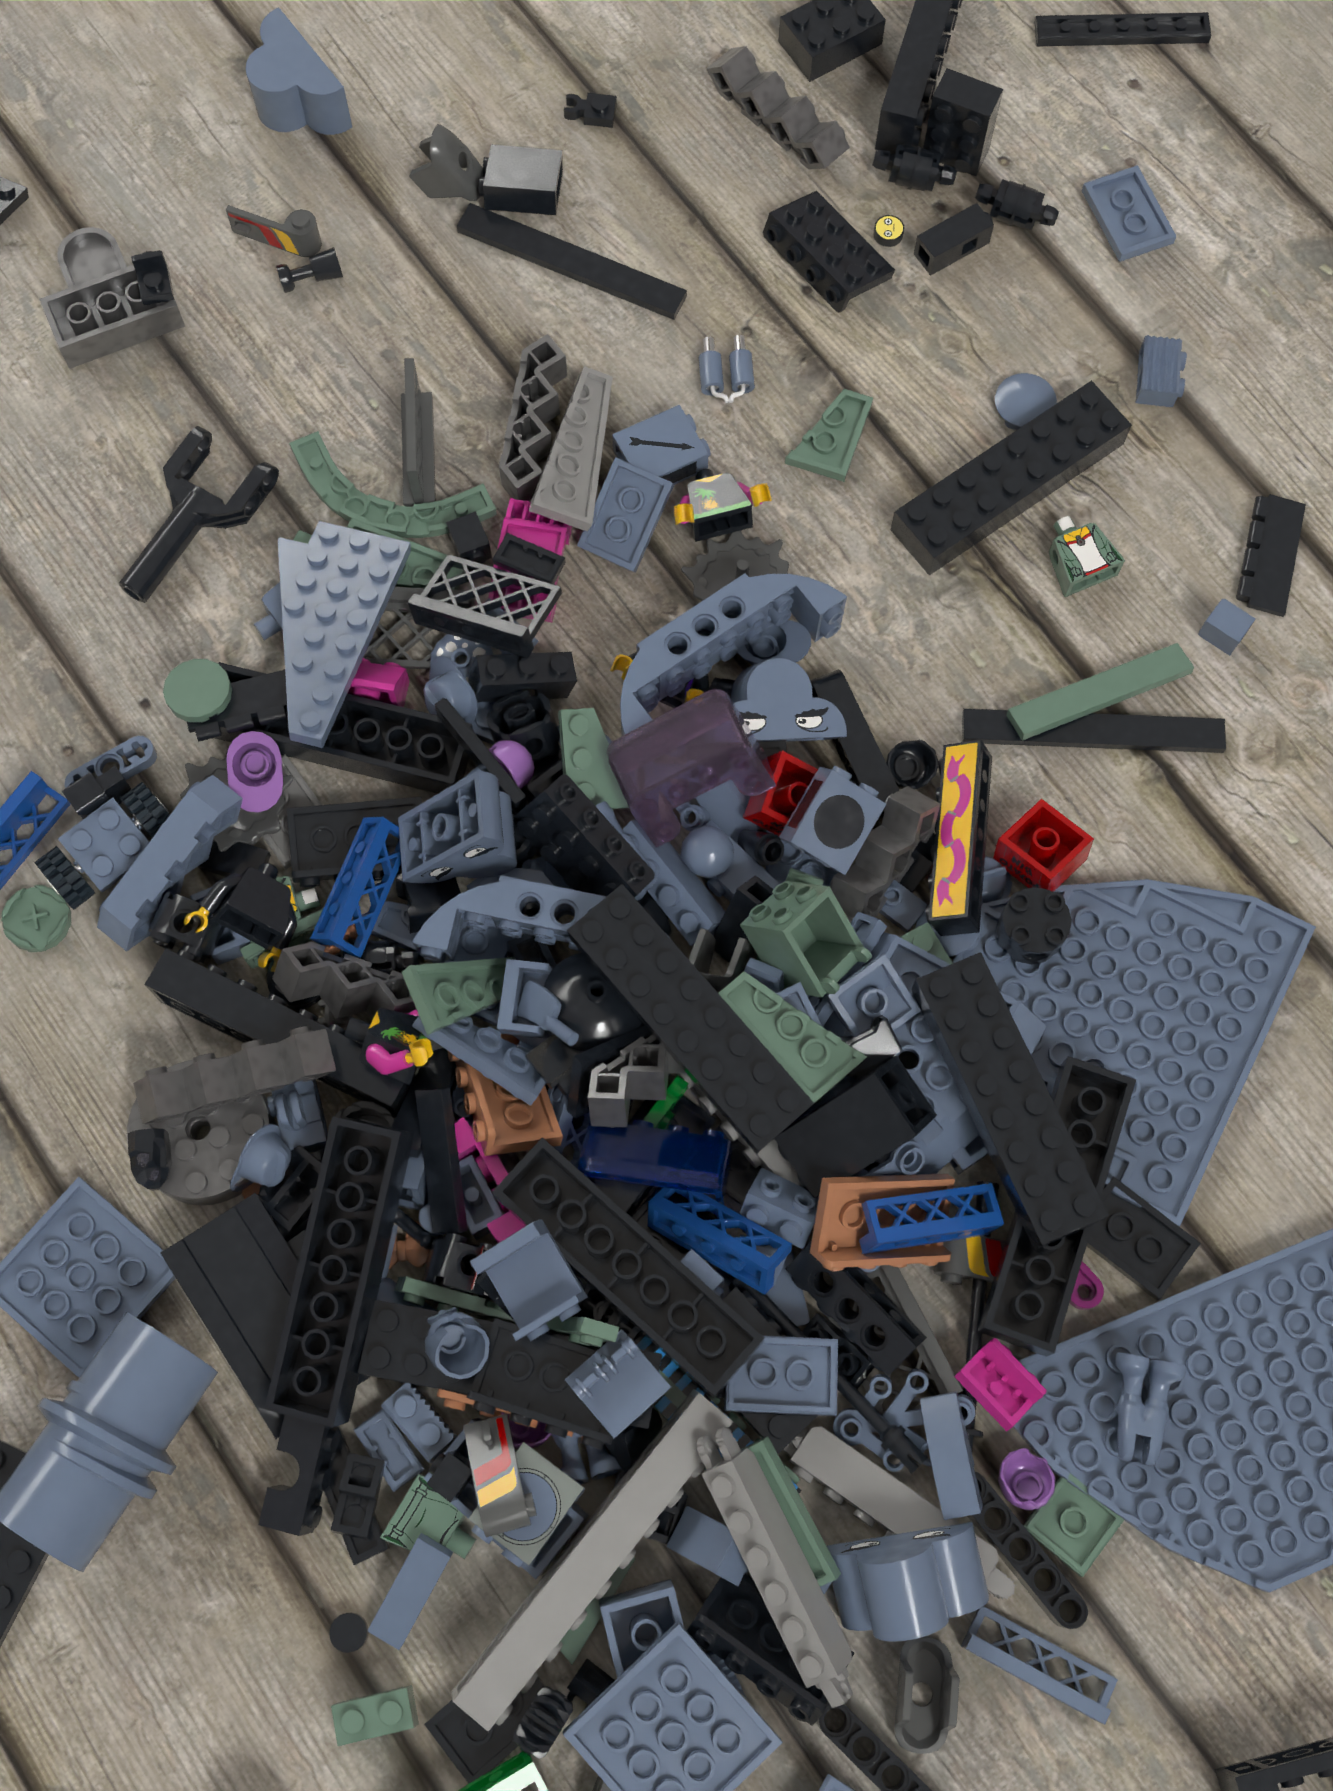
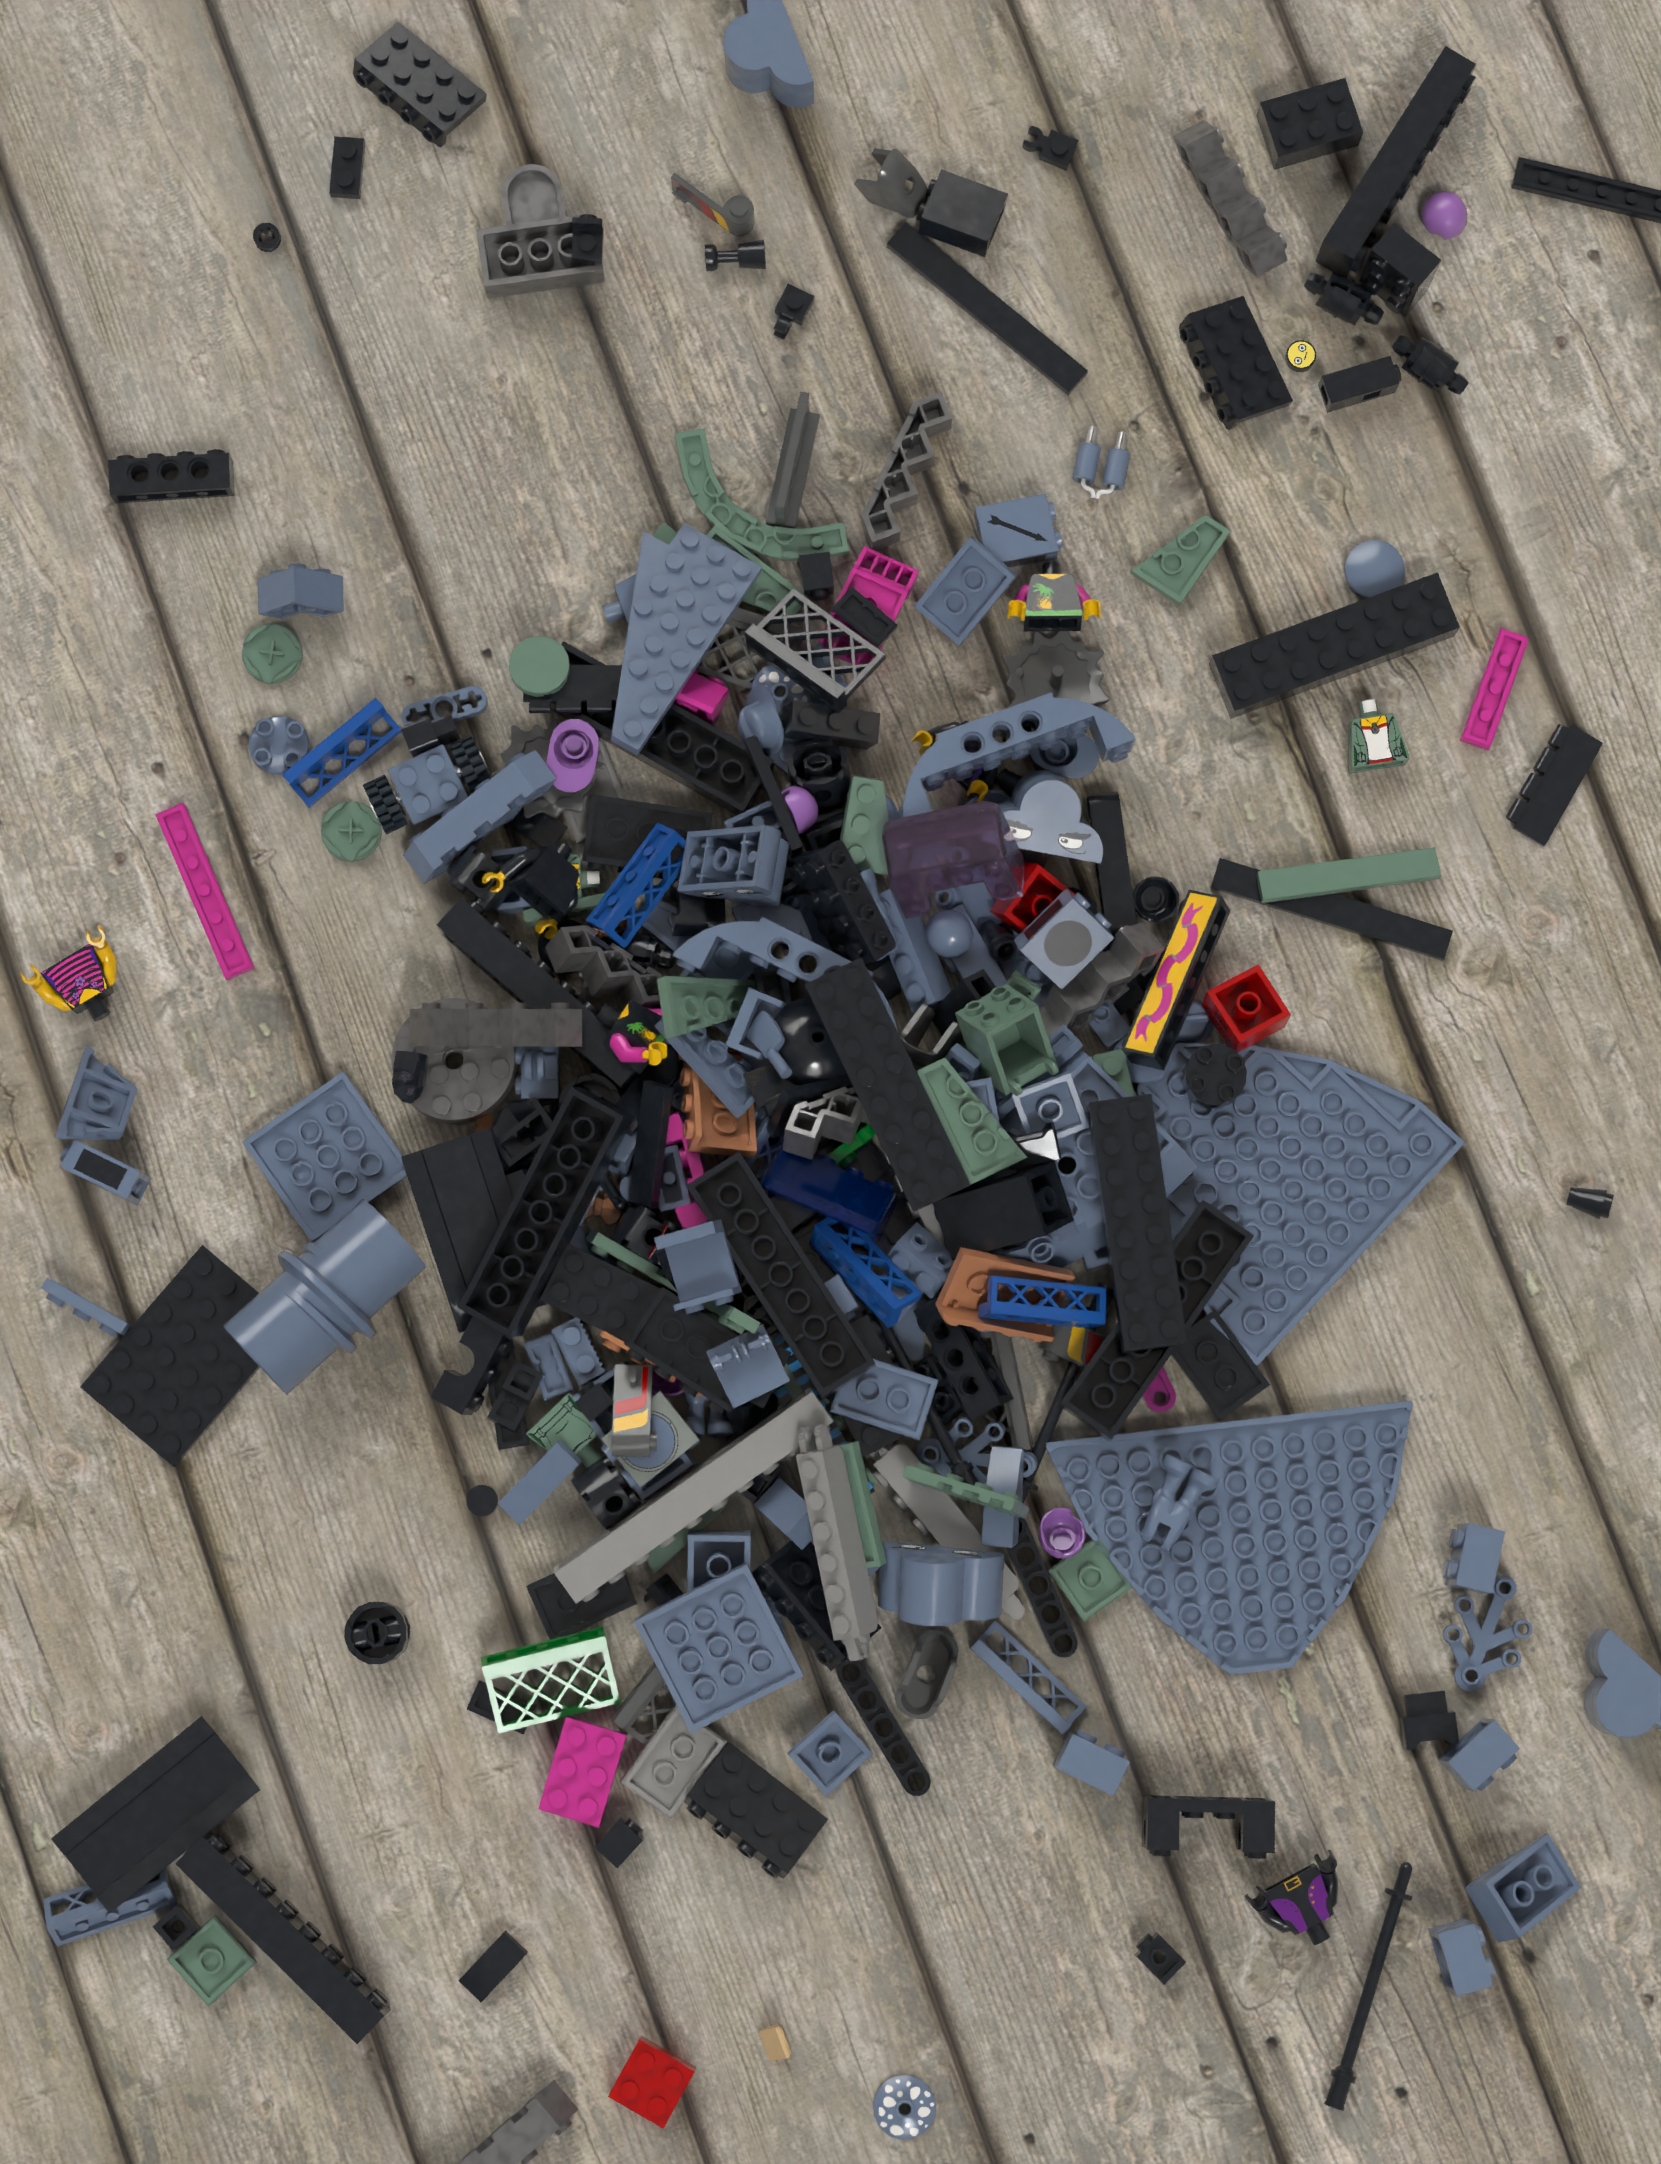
camera: 15 degrees right, 10 degrees up
(192, 511) = (570, 480): black piece -> none
(262, 1159) = (503, 1101): sand blue piece -> none
(374, 1715) = (489, 1568): sand green brick -> none
(377, 305) = (792, 308): none -> black plate
(456, 1344) = (626, 1299): sand blue helmet -> none
(490, 1582) = (606, 1492): none -> black brick
(542, 1722) = (620, 1608): black gear -> none
(573, 465) = (931, 528): light grey wing -> none
(922, 1460) = (954, 1486): none -> sand green wing
(987, 70) = (1444, 214): none -> medium lavender hair
(1000, 1383) = (1062, 1452): dark pink bracket -> none
(1128, 213) = (1537, 399): sand blue plate -> none
(1150, 1751) = (1092, 1763): none -> sand blue brick
(1160, 371) = (1510, 574): sand blue brick -> none
(1181, 481) = (1494, 689): none -> dark pink tile
(1226, 626) = (1484, 844): sand blue panel -> none

